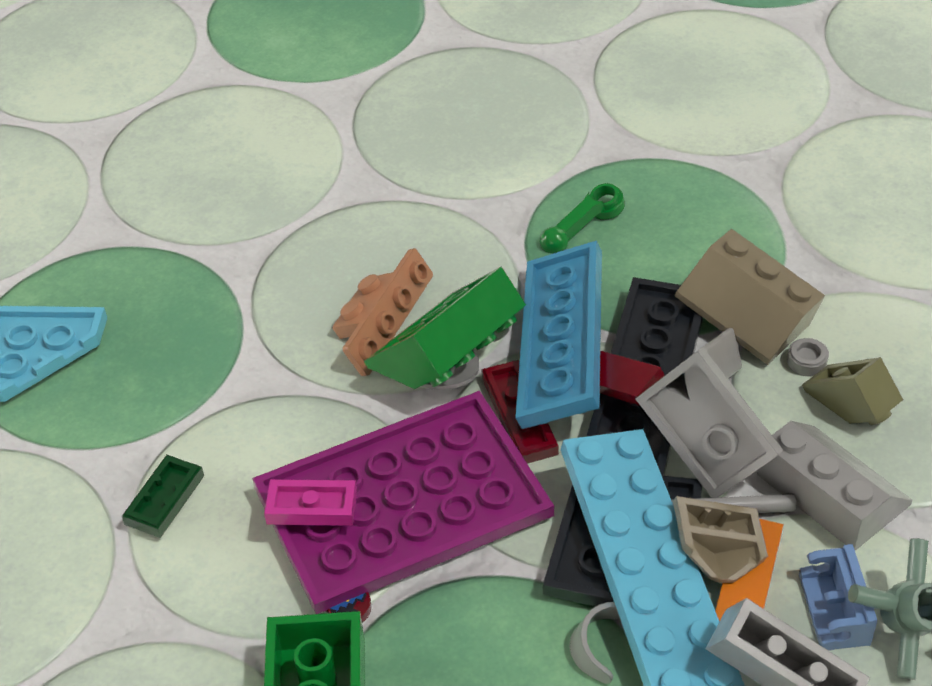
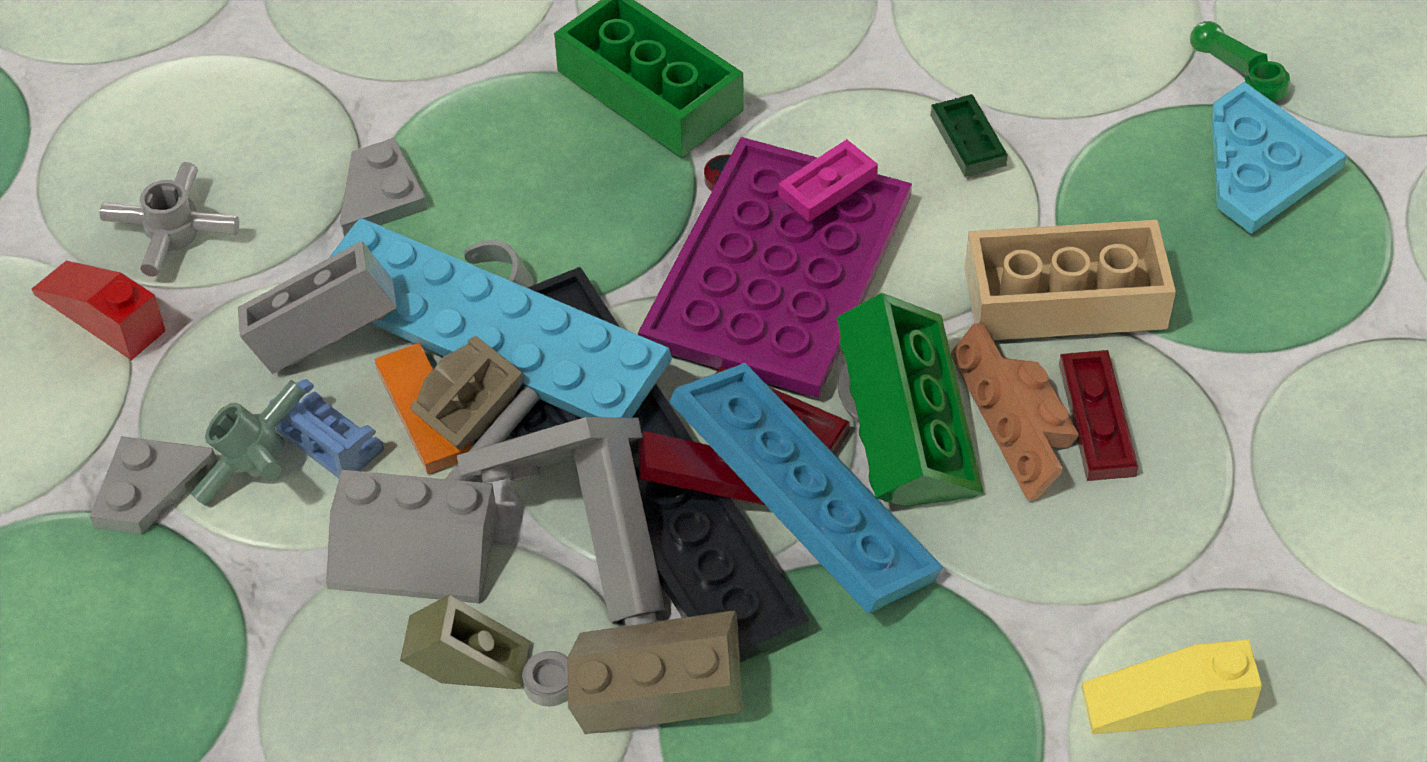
camera: 135 degrees right, 5 degrees up
(259, 341) = (1069, 279): none -> tan brick
(335, 288) = (1098, 415): none -> dark red tile
(483, 144) = (1176, 689): none -> light yellow slope
(557, 238) = (958, 639): green piece -> none

